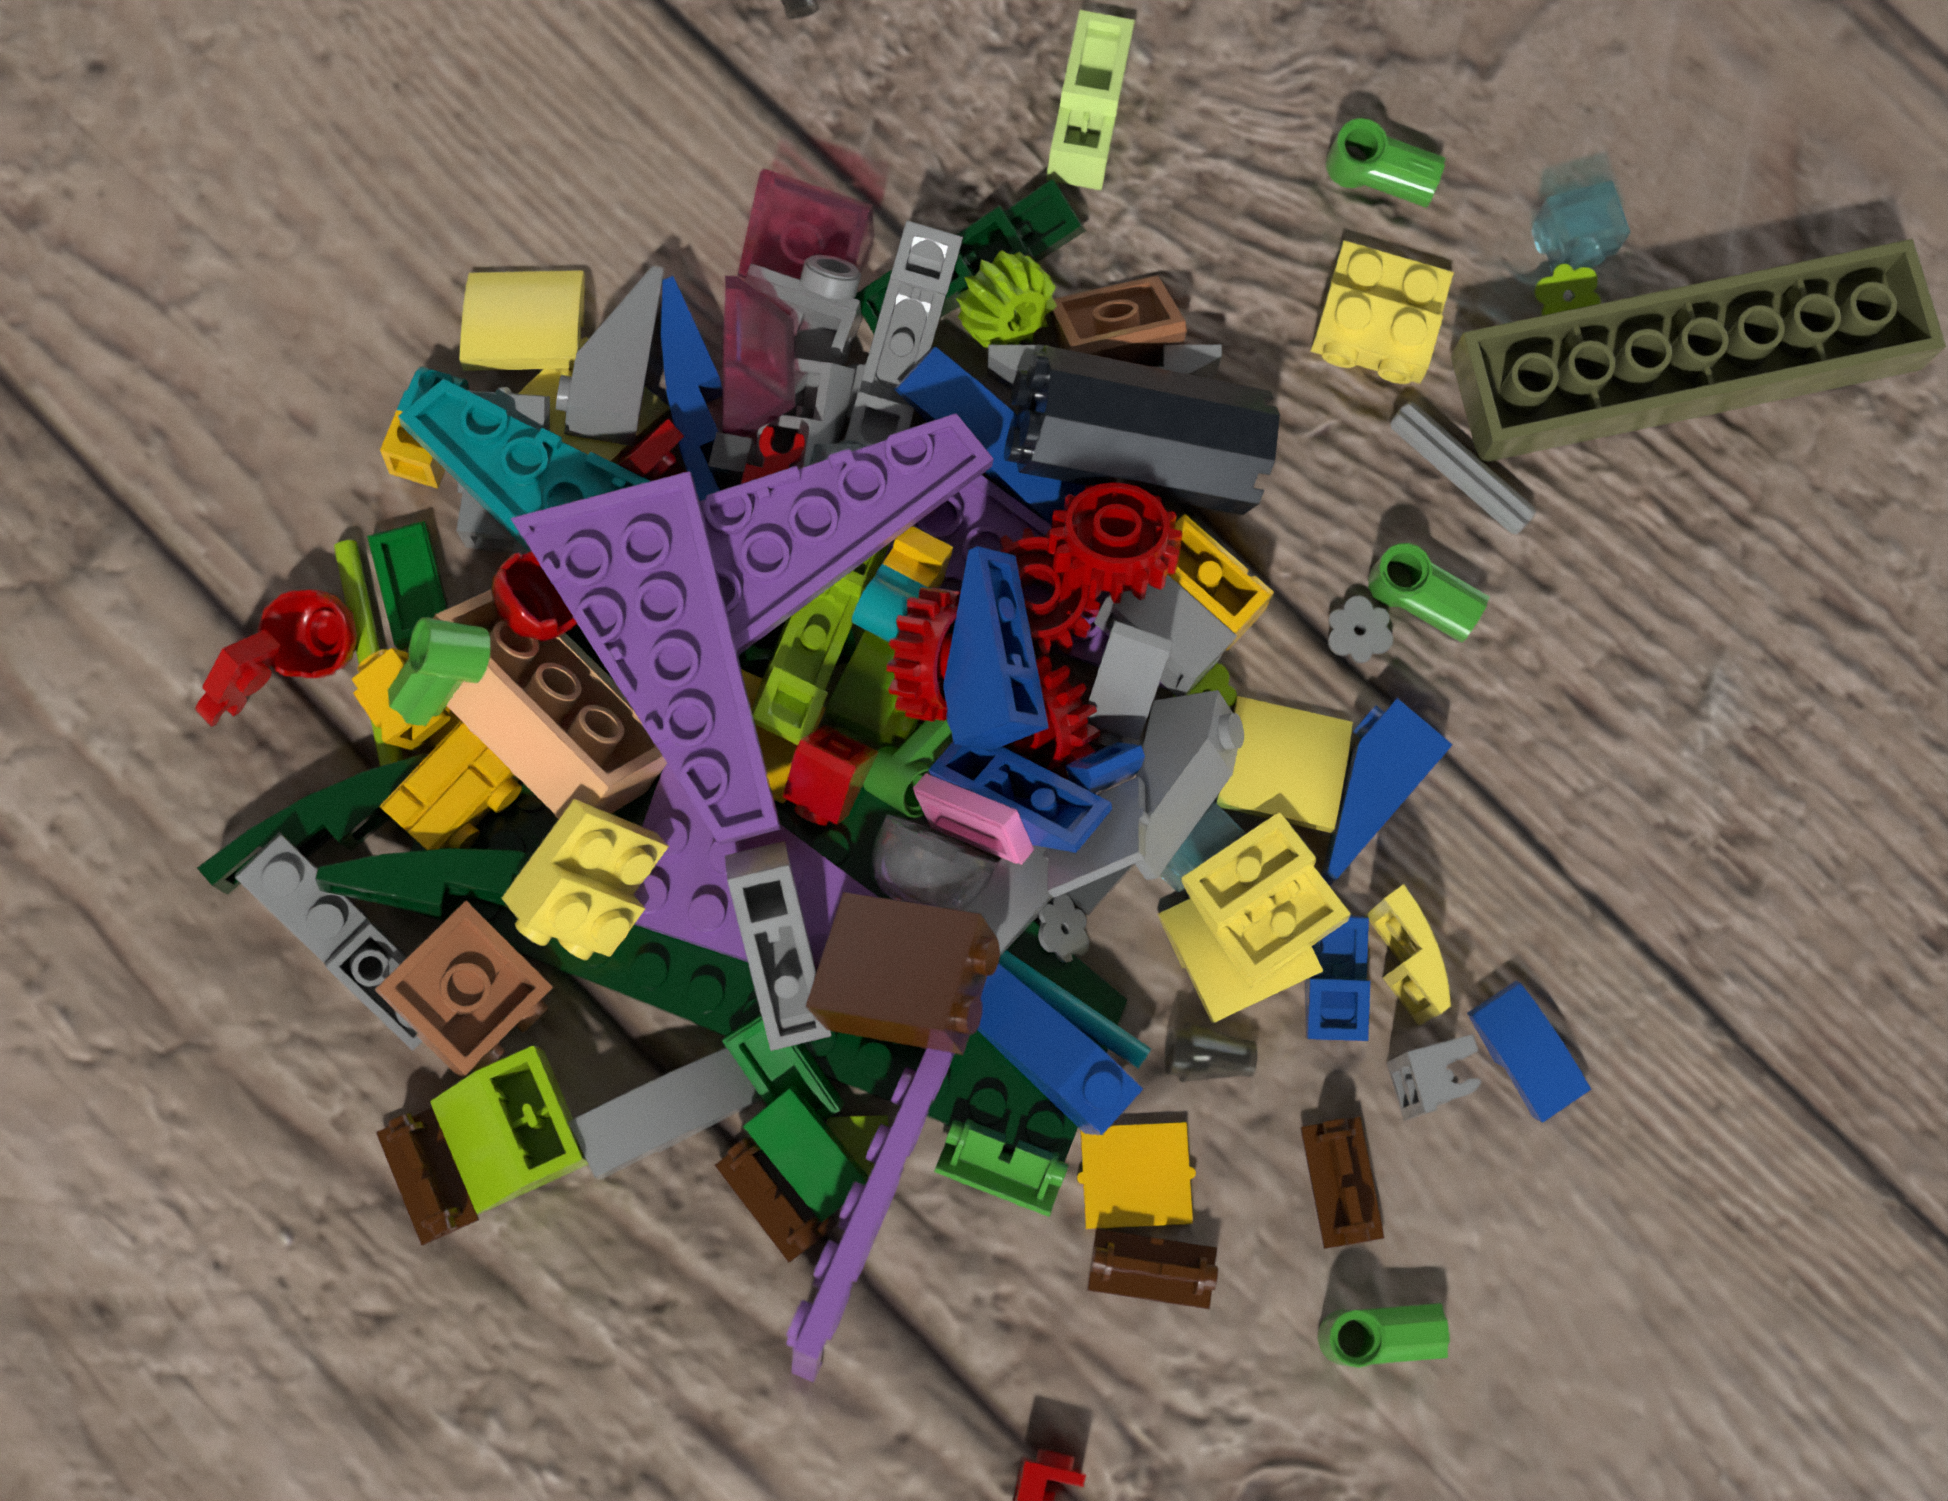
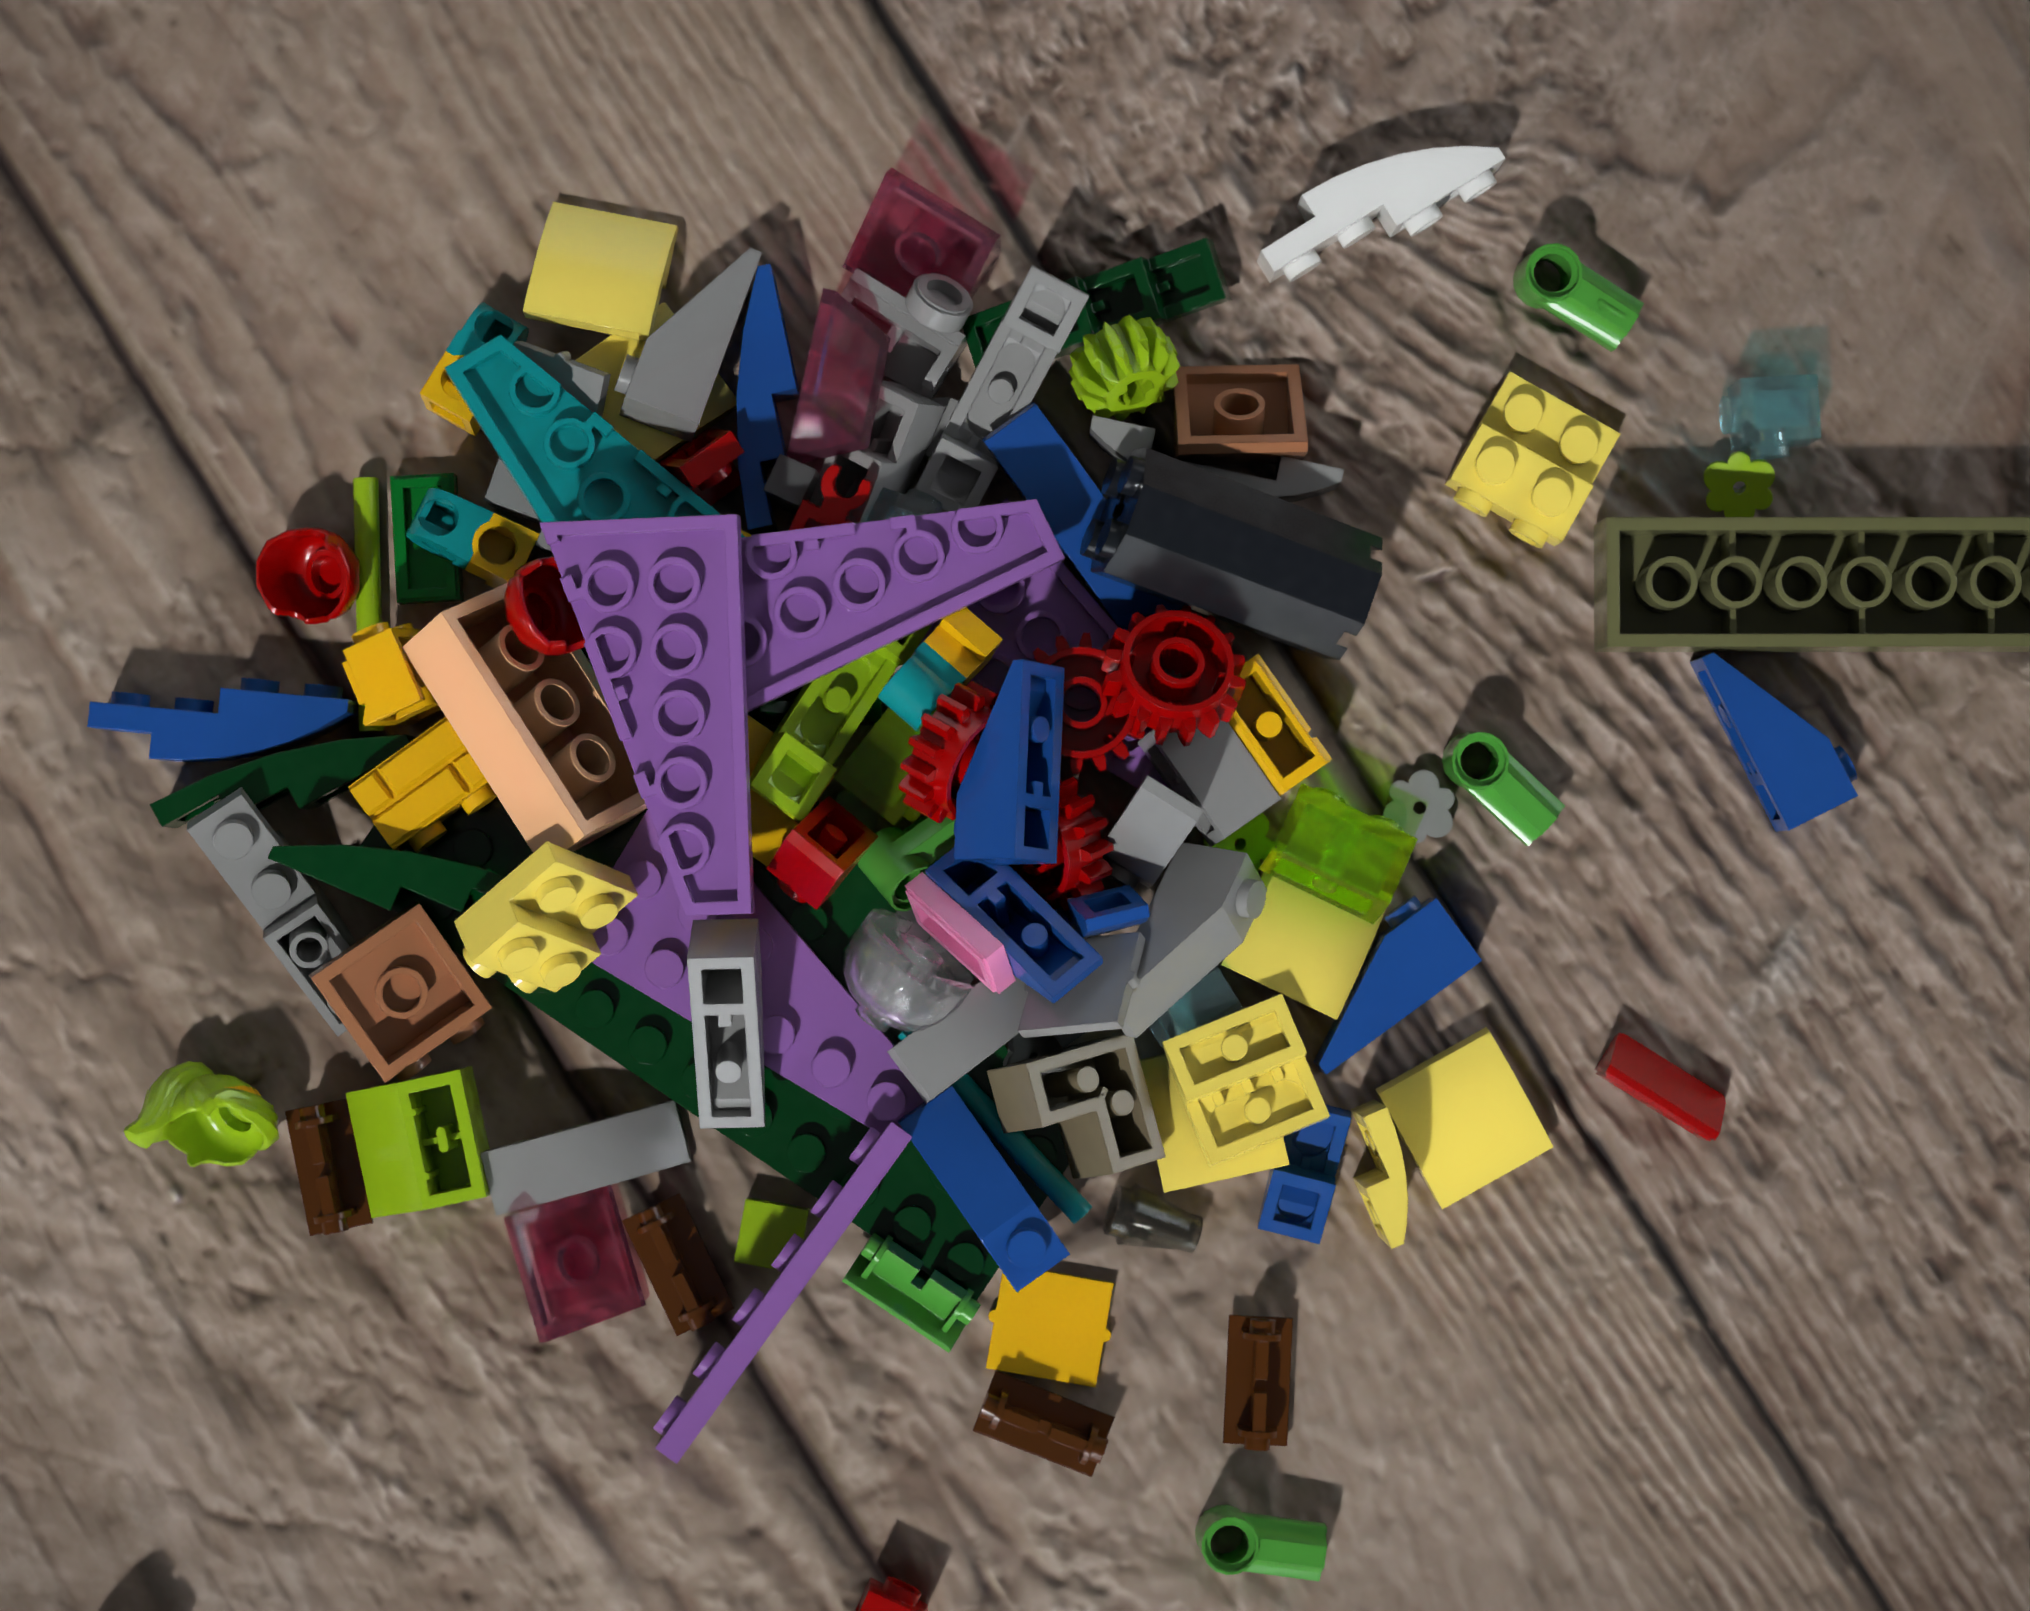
camera: 20 degrees right, 10 degrees up
(237, 673) = (227, 607): red plate -> none
(273, 780) = (247, 724): none -> blue slope
(301, 1150) = (205, 1116): none -> lime hair
(438, 663) = (432, 670): bright green piece -> none
(446, 564) = (471, 536): none -> leg
(678, 1210) = (574, 1262): none -> clear pink slope
(779, 1069) = (714, 1158): green tile -> none
(806, 1152) = (717, 1234): green tile -> none
(904, 972) = (850, 1087): reddish brown brick -> none
(1090, 100) = (1271, 148): yellowish green slope -> none
(1129, 945) = (1095, 1098): none -> dark tan brick
(1200, 112) = (1395, 189): none -> white slope
(1298, 681) = (1339, 852): none -> clear neon green brick
(1424, 1081) = (1367, 1303): light grey hinge -> none
(1463, 468) = (1575, 653): light grey axle -> none
(1474, 896) = (1464, 1118): none -> light yellow slope
(1529, 1051) = (1483, 1290): blue slope -> none
(1641, 832) = (1663, 1087): none -> red slope
(1666, 510) = (1783, 755): none -> blue slope

